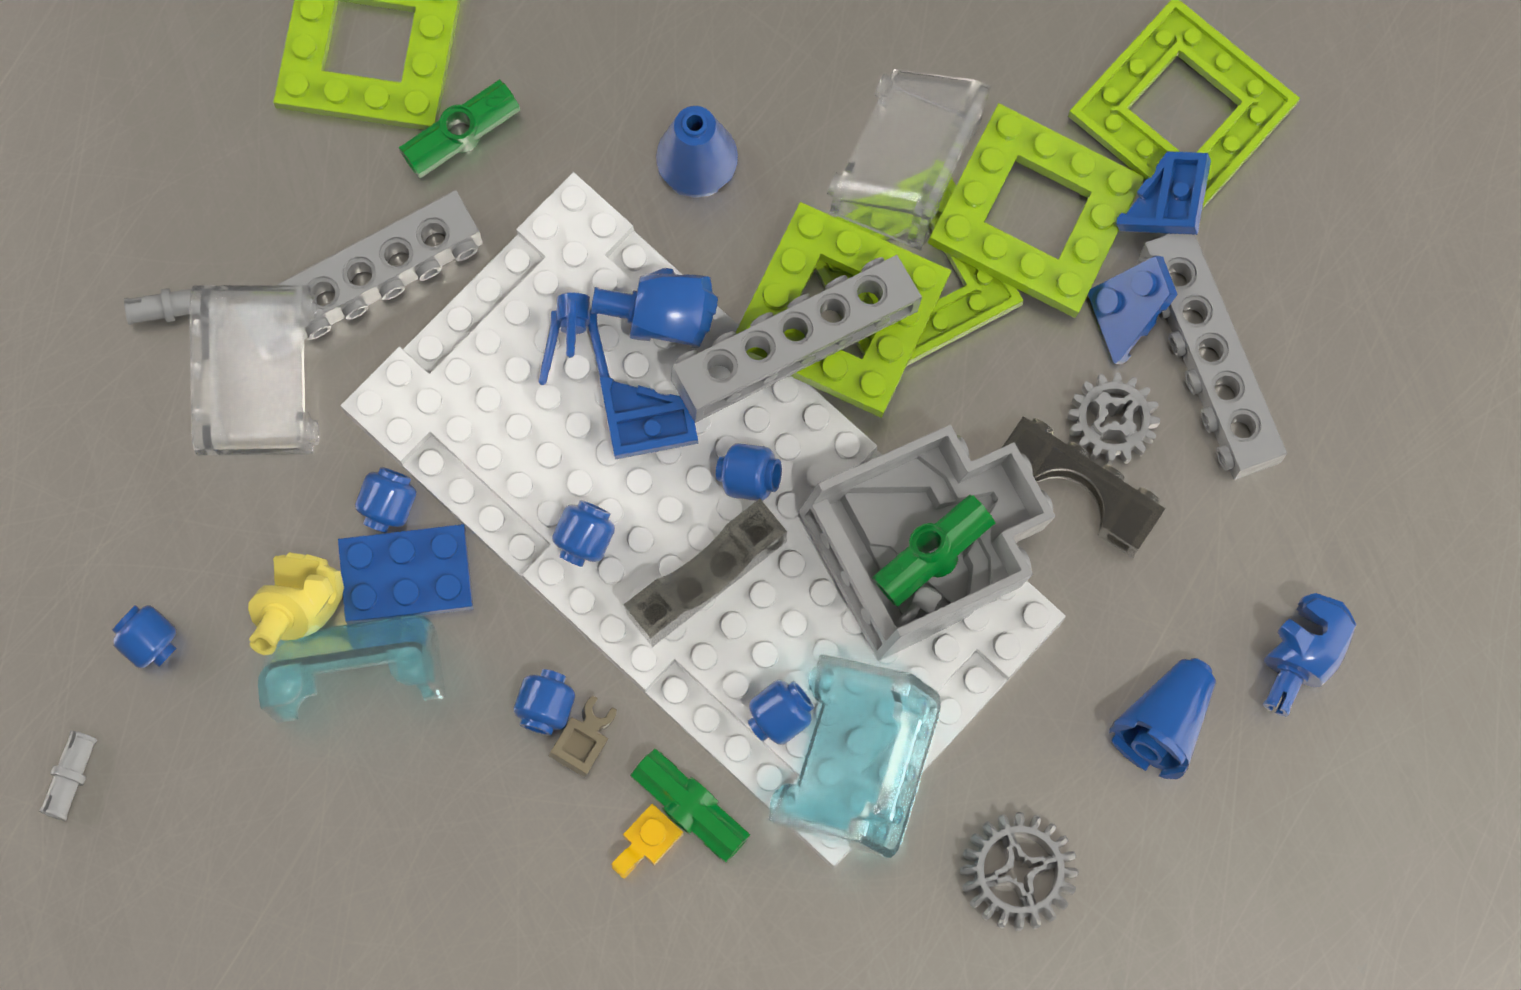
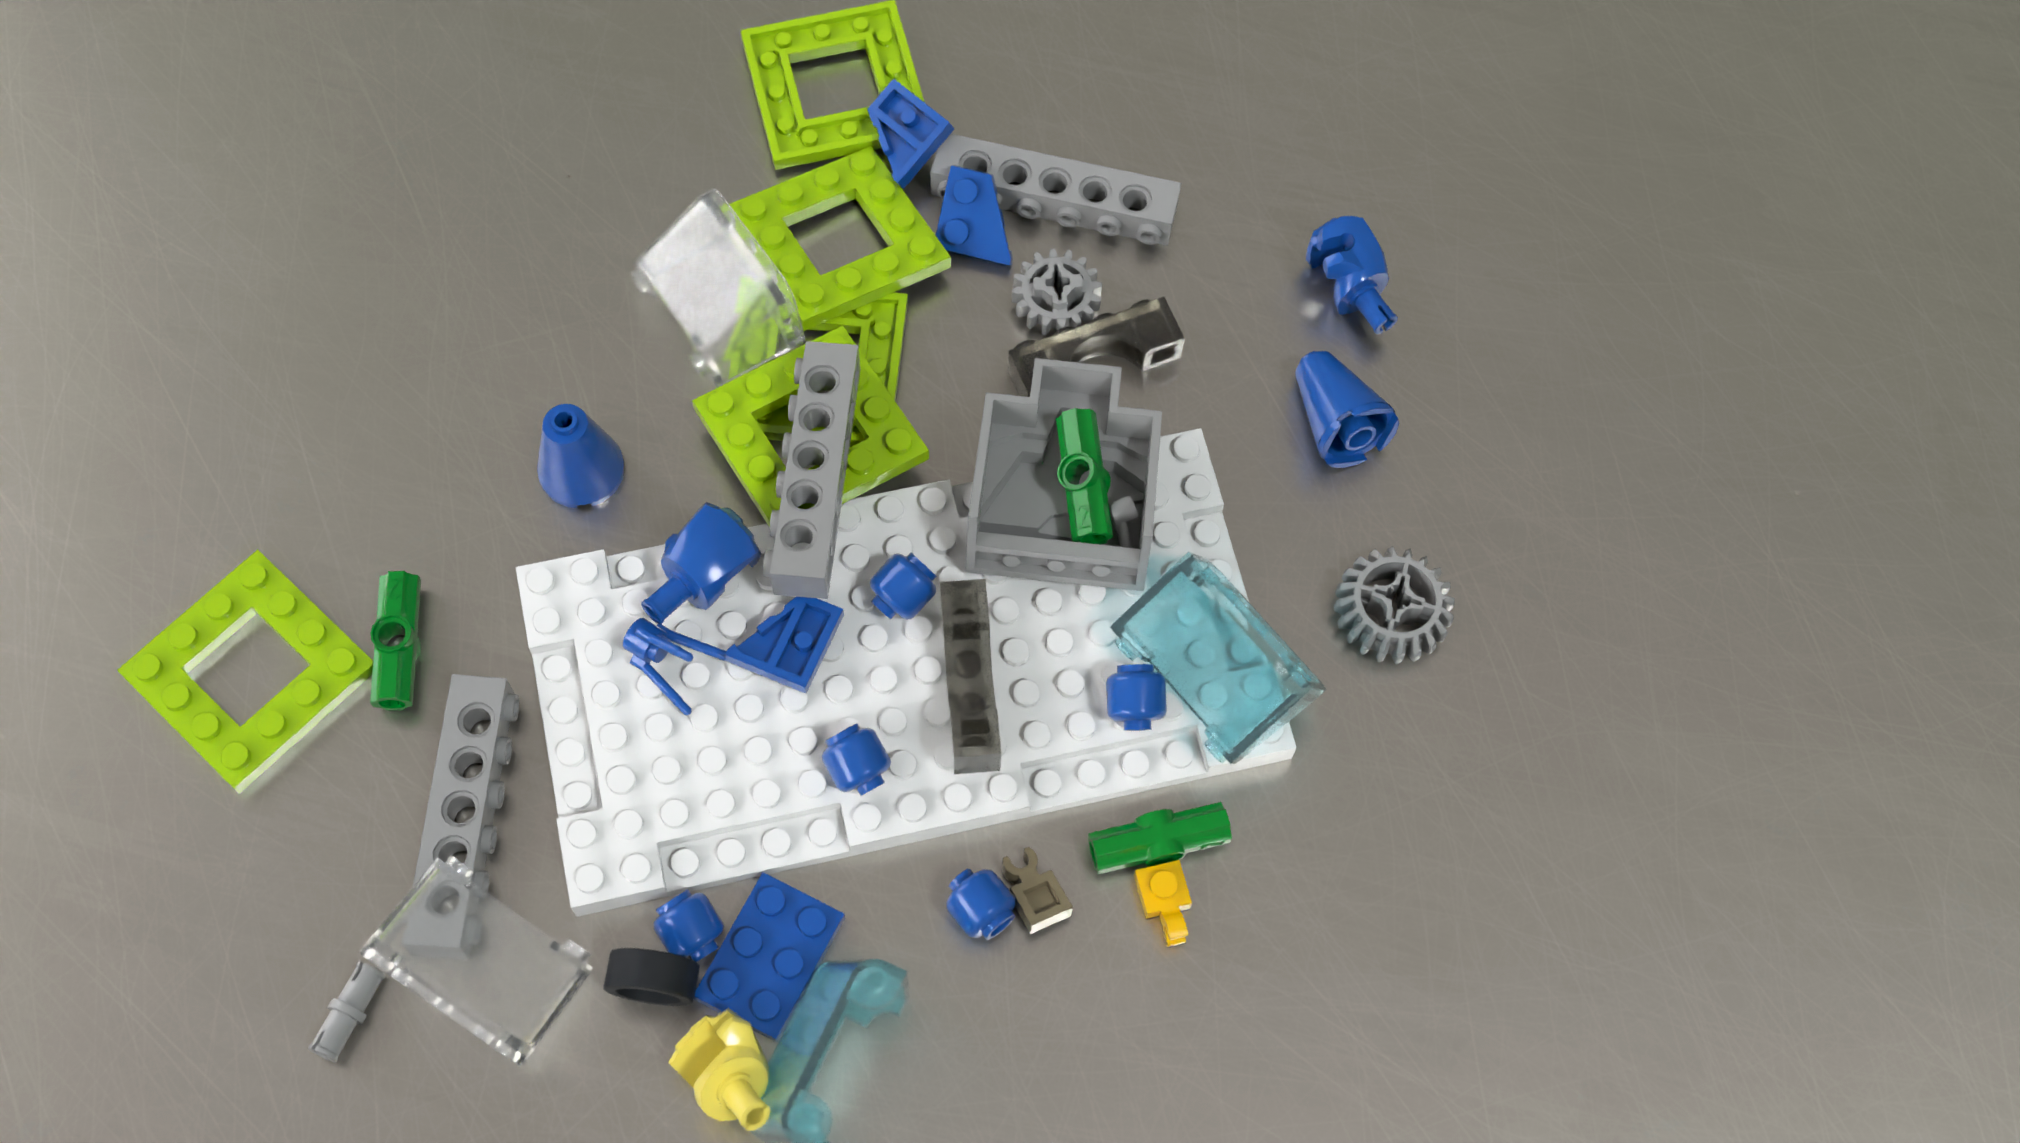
camera: 60 degrees left, 10 degrees down
(326, 500) = (651, 977): none -> black tyre

